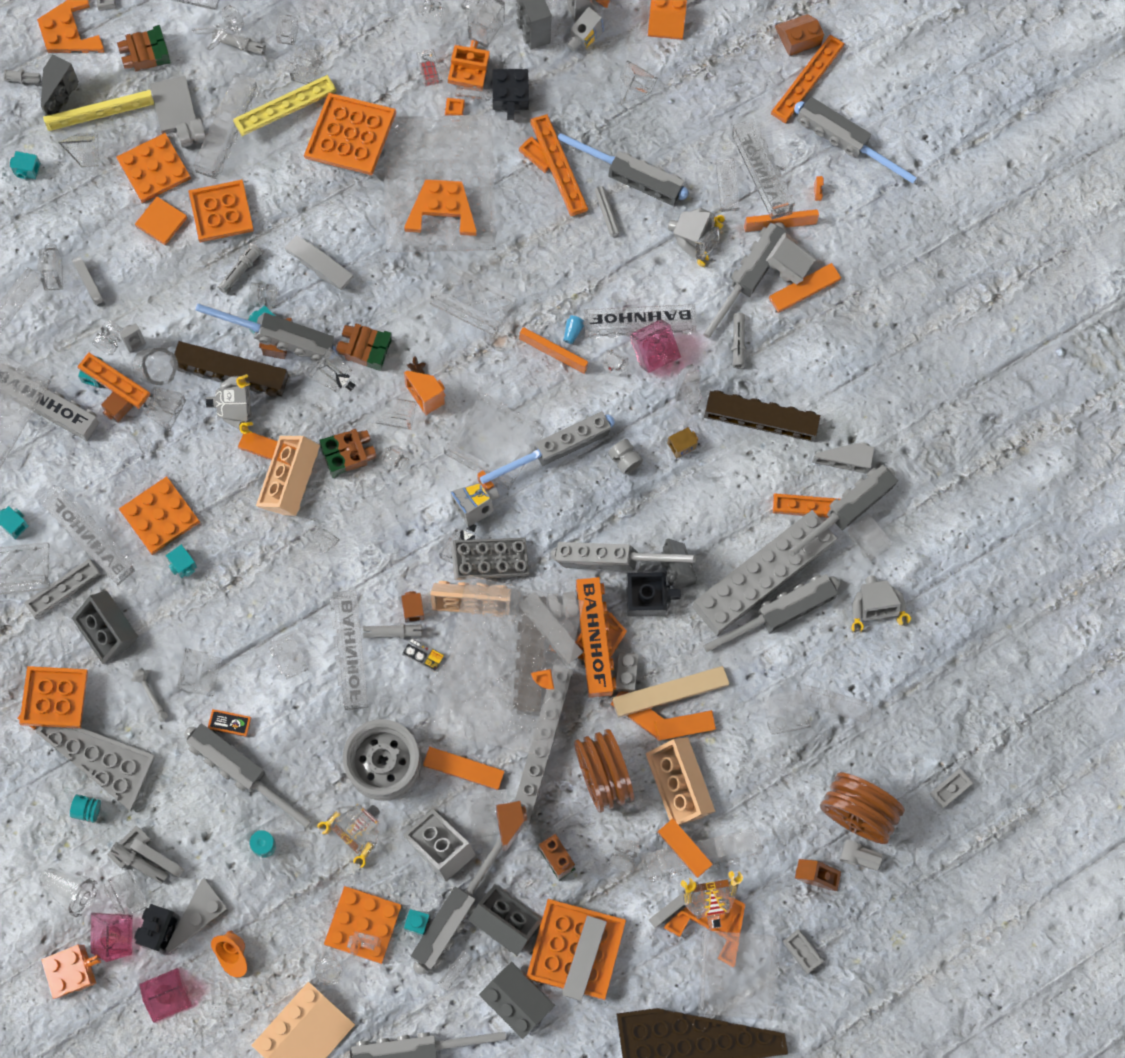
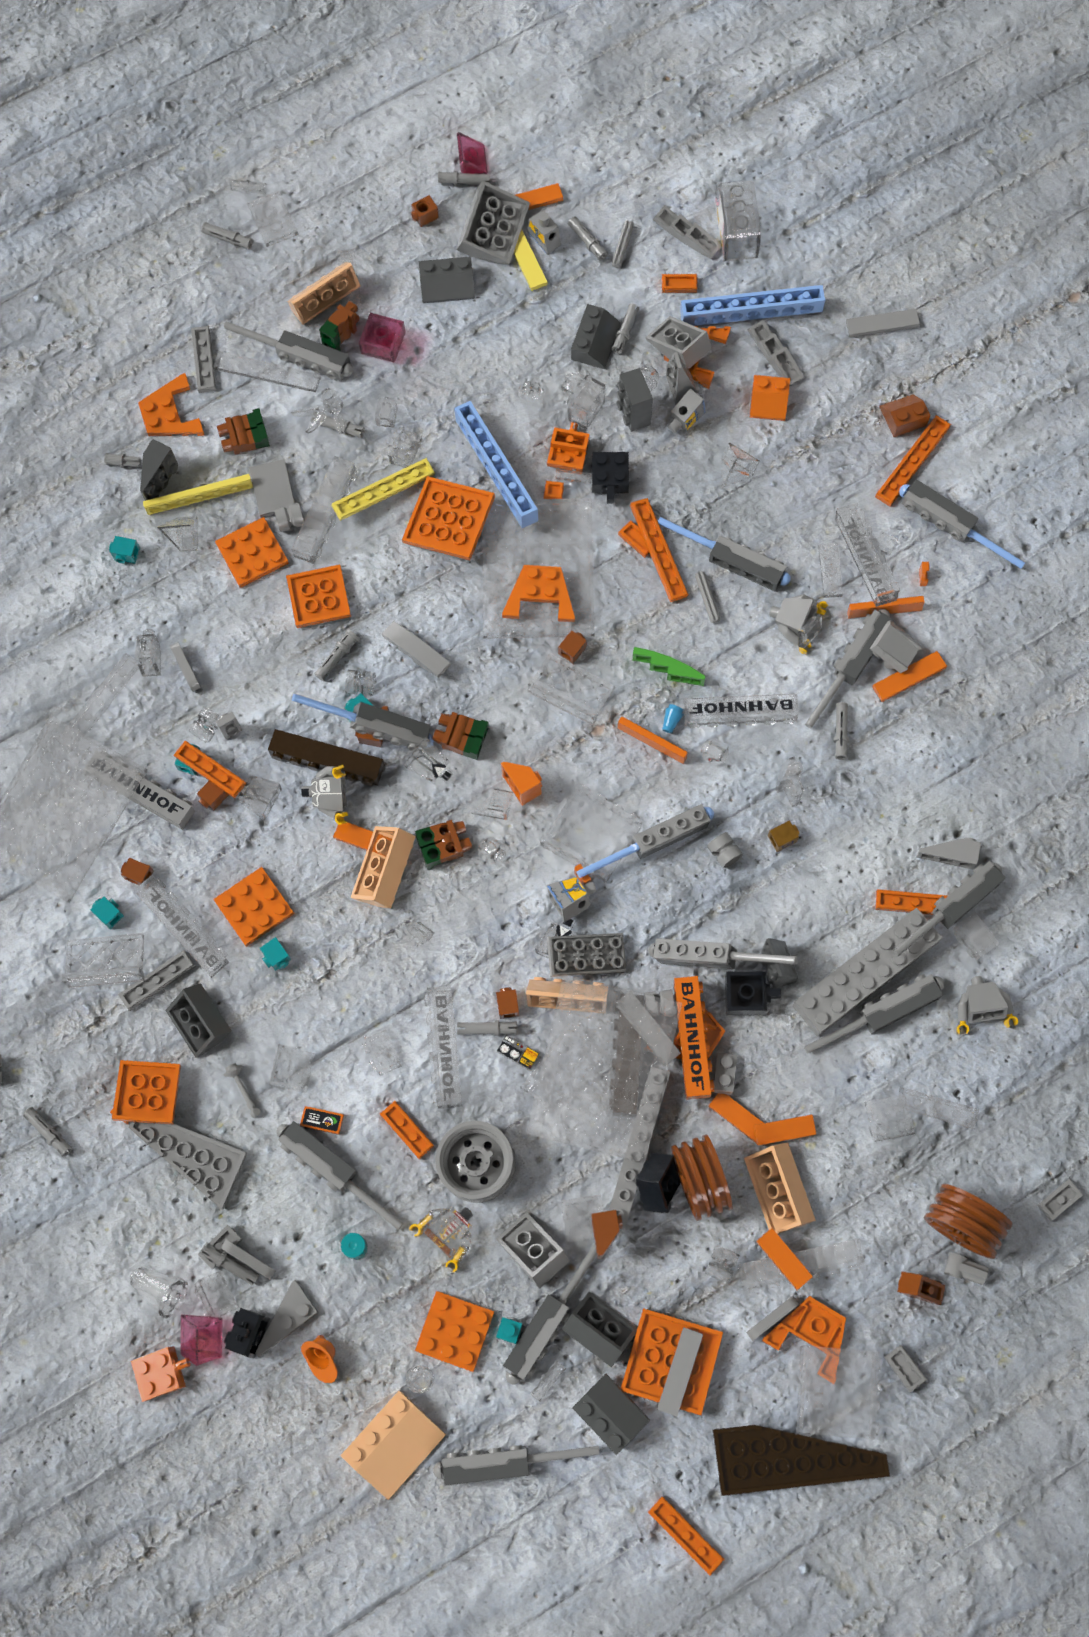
camera: 10 degrees right, 0 degrees up
(40, 481) = (136, 871): none -> dark orange brick
(85, 808) = (176, 1206): teal piece -> none
(155, 366) = (251, 754): clear cylinder -> none
(161, 220) = (258, 606): orange tile -> none
(165, 995) = (254, 1400): clear pink slope -> none
(314, 731) = (407, 1130): none -> orange tile
(366, 941) = (459, 1351): clear bracket -> none
(397, 81) = (496, 464): none -> light blue brick
(415, 366) = (513, 757): reddish brown plant -> none
(429, 67) = (528, 450): clear tile -> none
(463, 768) = (558, 1170): orange tile -> none
(474, 259) = (572, 646): none -> dark orange brick
(543, 679) = (640, 1082): orange tile -> none
(557, 856) = (653, 1265): dark orange hips -> none
(561, 776) = (658, 1182): none -> black hinge
(576, 282) = (676, 670): none -> bright green slope
(655, 345) = (755, 736): clear pink brick -> none
(670, 691) = (769, 1094): tan tile -> none
(711, 898) = (811, 1312): torso -> none
(762, 416) = (865, 809): dark brown brick -> none

